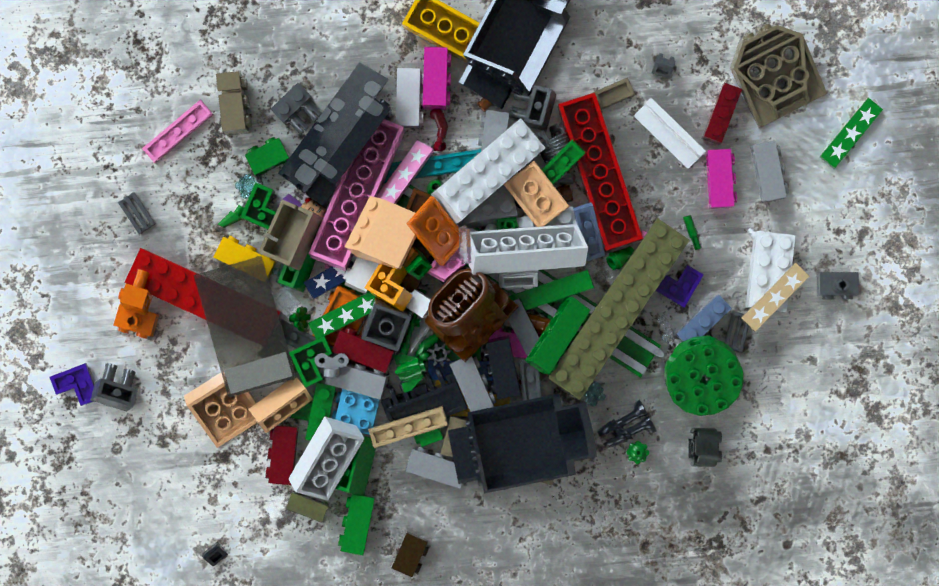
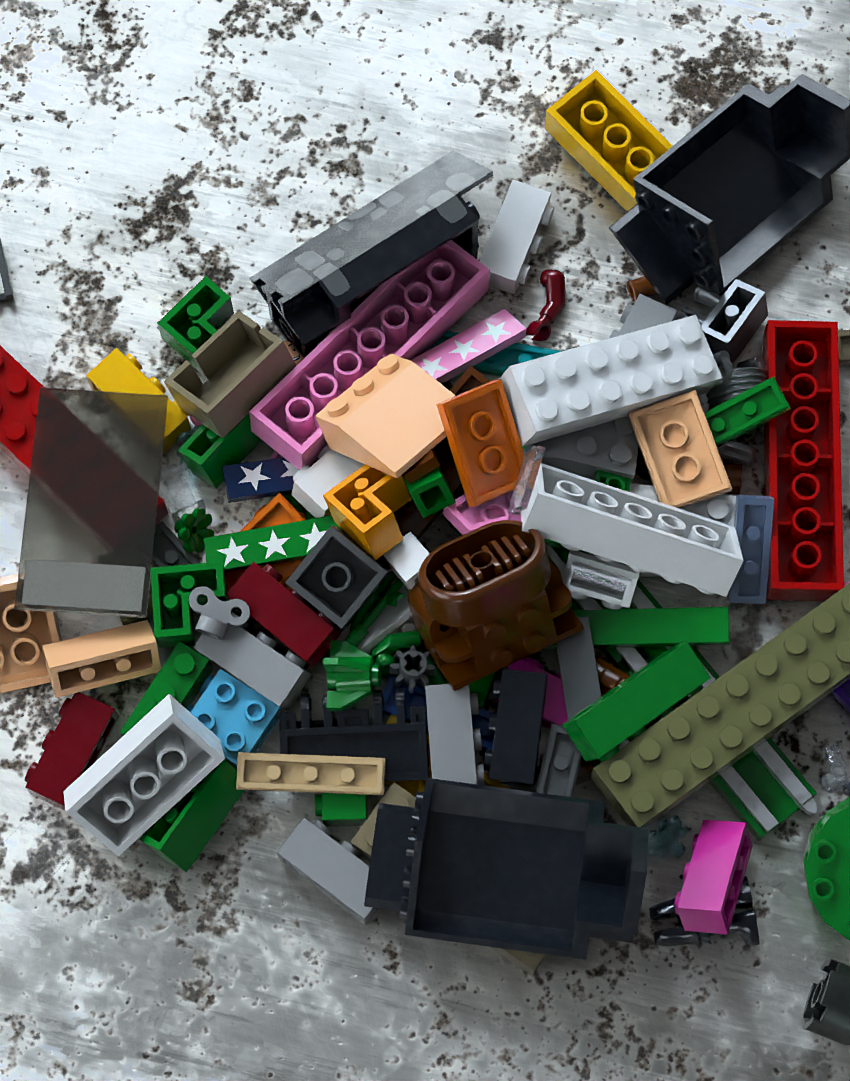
camera: 20 degrees right, 15 degrees down
(177, 131) = (111, 167): bright pink tile -> none
(232, 217) = (141, 330): green bar -> none
(233, 103) = (219, 146): dark tan piece -> none
(245, 185) = (187, 280): clear light blue plant -> none
(267, 156) = (240, 250): green brick -> none
(291, 104) = (315, 183): dark grey brick -> none
(303, 413) = (132, 690): green tile -> none
(307, 506) = (77, 858): olive brick -> none
(356, 524) = (154, 920): green brick -> none
(410, 553) = (230, 1010): dark brown brick -> none
(436, 78) = (573, 216): dark pink brick -> none
(618, 258) = (784, 614): green cone -> none
(624, 408) = (714, 876): none -> dark pink brick
(637, 452) = (711, 972): green plant -> none

